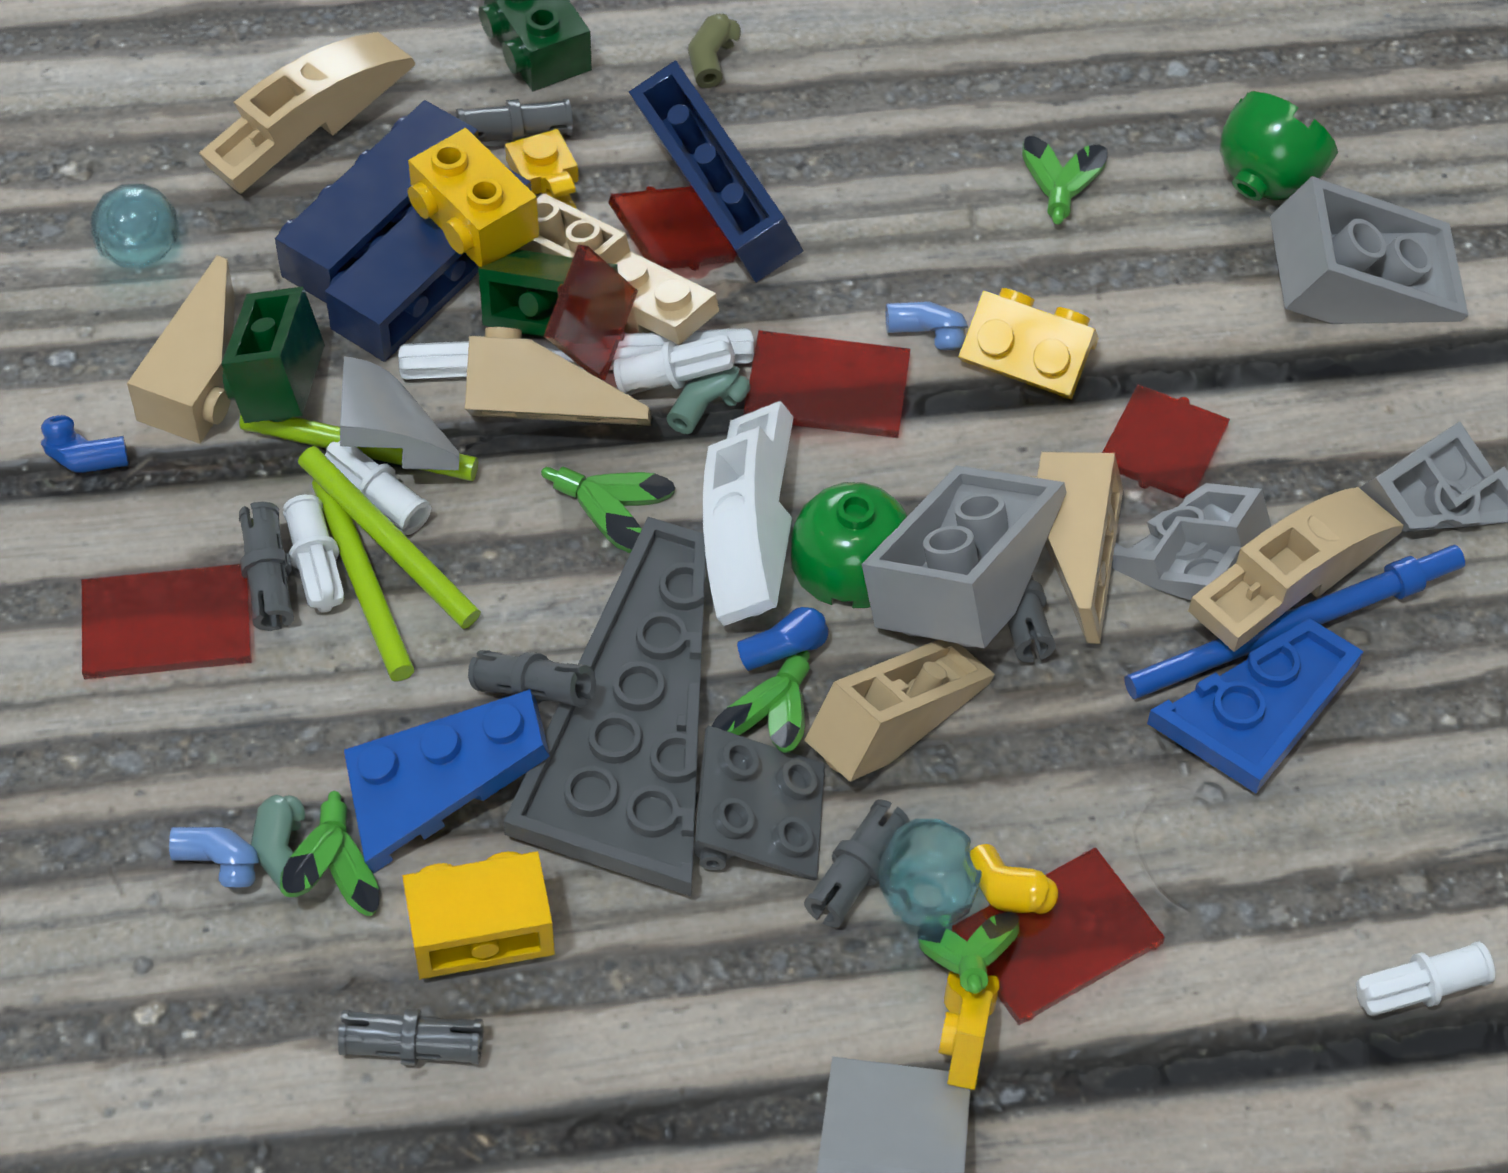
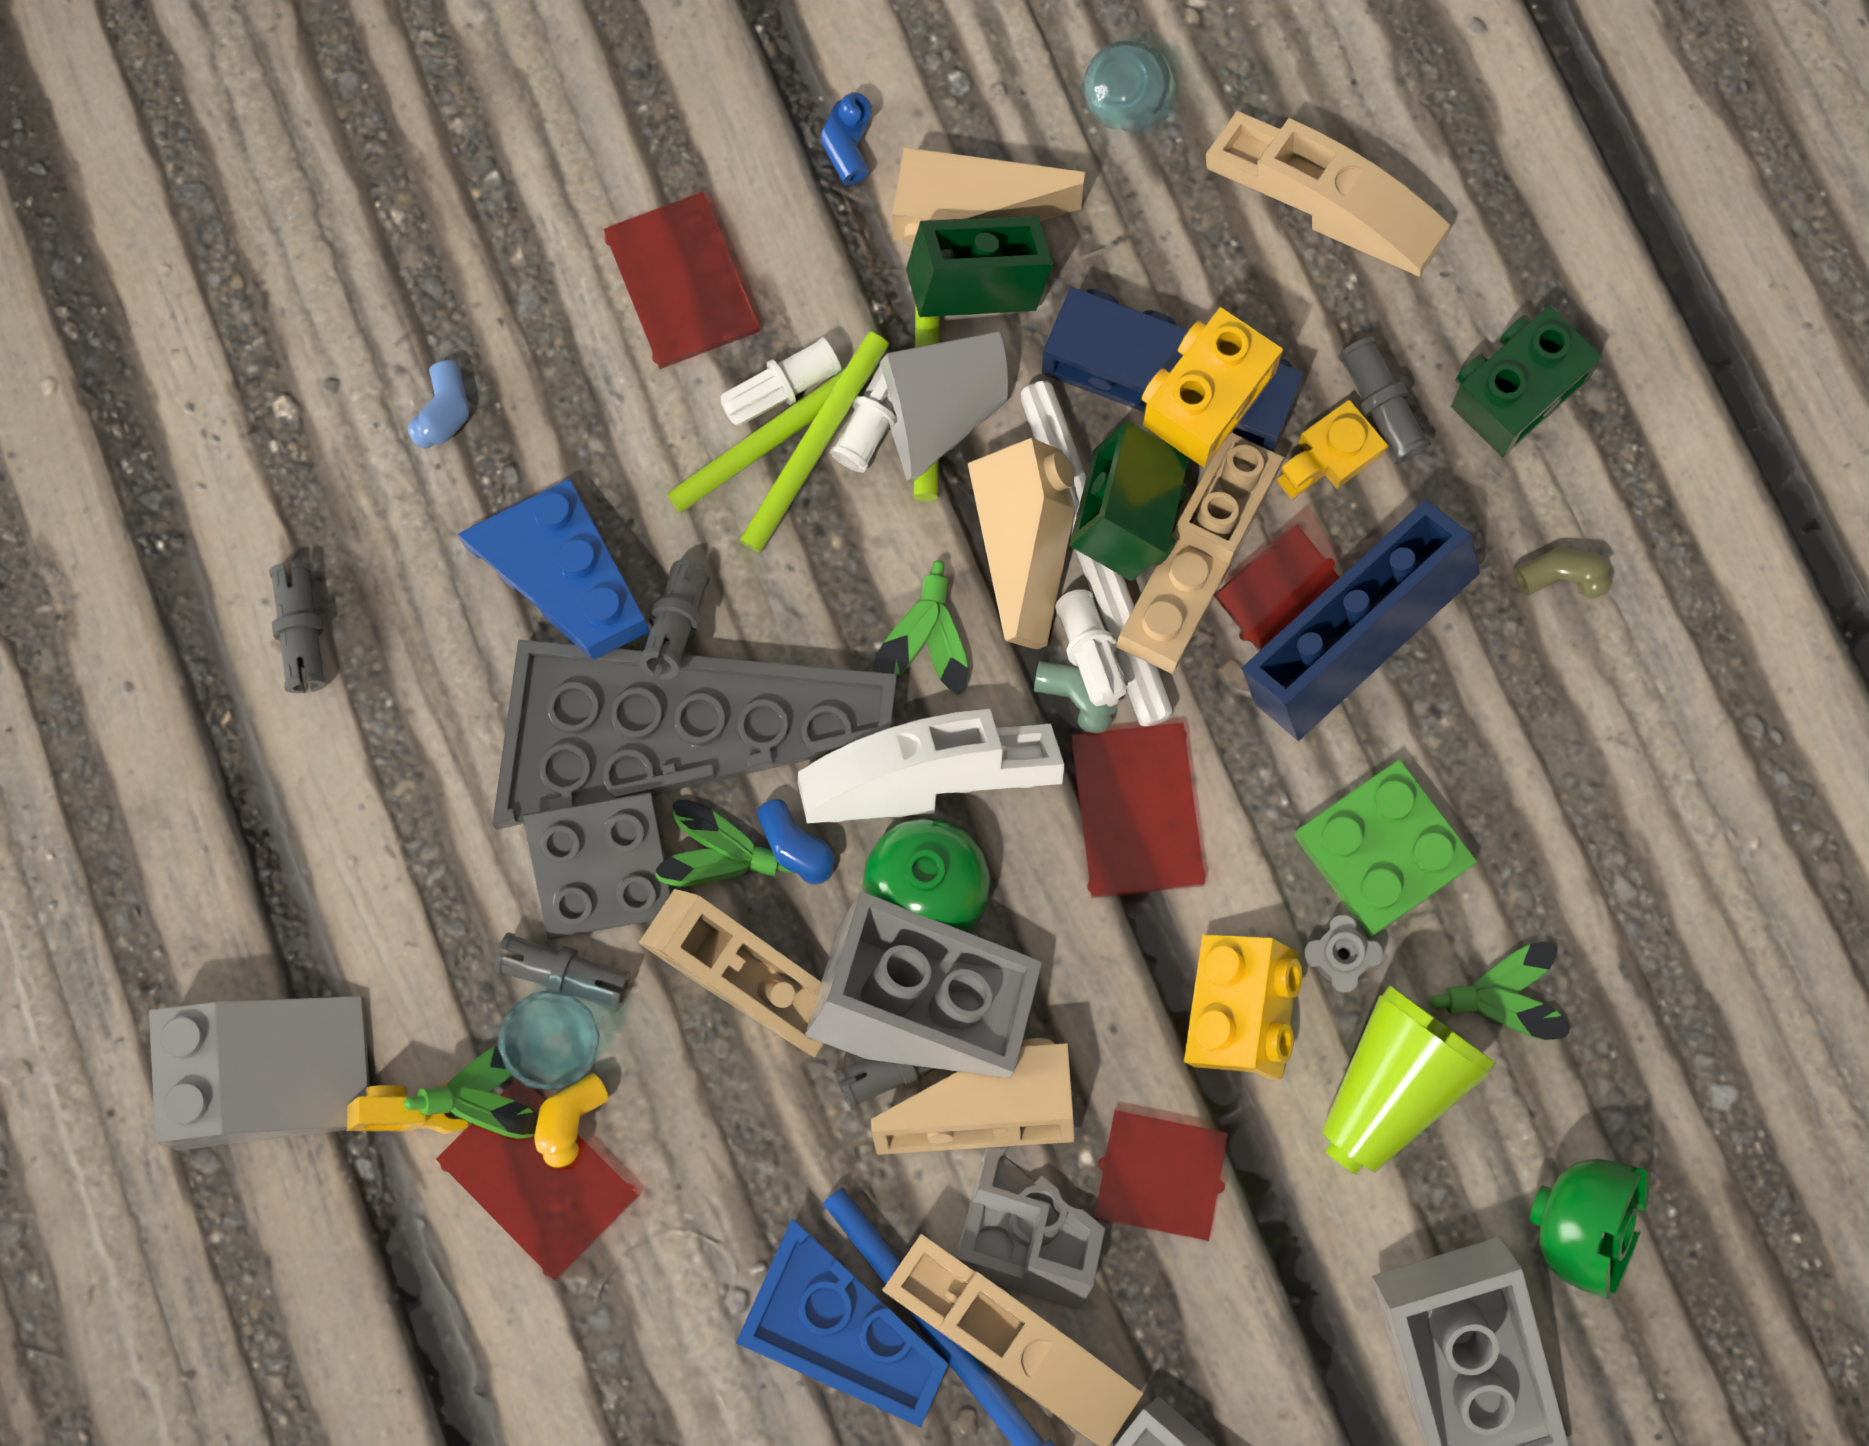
camera: 80 degrees right, 20 degrees up
(266, 566) = (751, 344): dark grey pin -> none
(272, 832) = (462, 448): sand green arm -> none
(332, 848) = (468, 499): bright green piece -> none
(360, 203) = (1193, 280): dark blue brick -> none
(479, 914) = (414, 646): yellow brick -> none
(591, 312) = (1095, 545): clear red piece -> none
(915, 221) = (1385, 848): none -> bright green plate
(927, 316) = (1248, 897): medium blue arm -> none
(1001, 266) = (1341, 972): none -> light grey plate
(1125, 239) = (1399, 1083): none -> lime cone

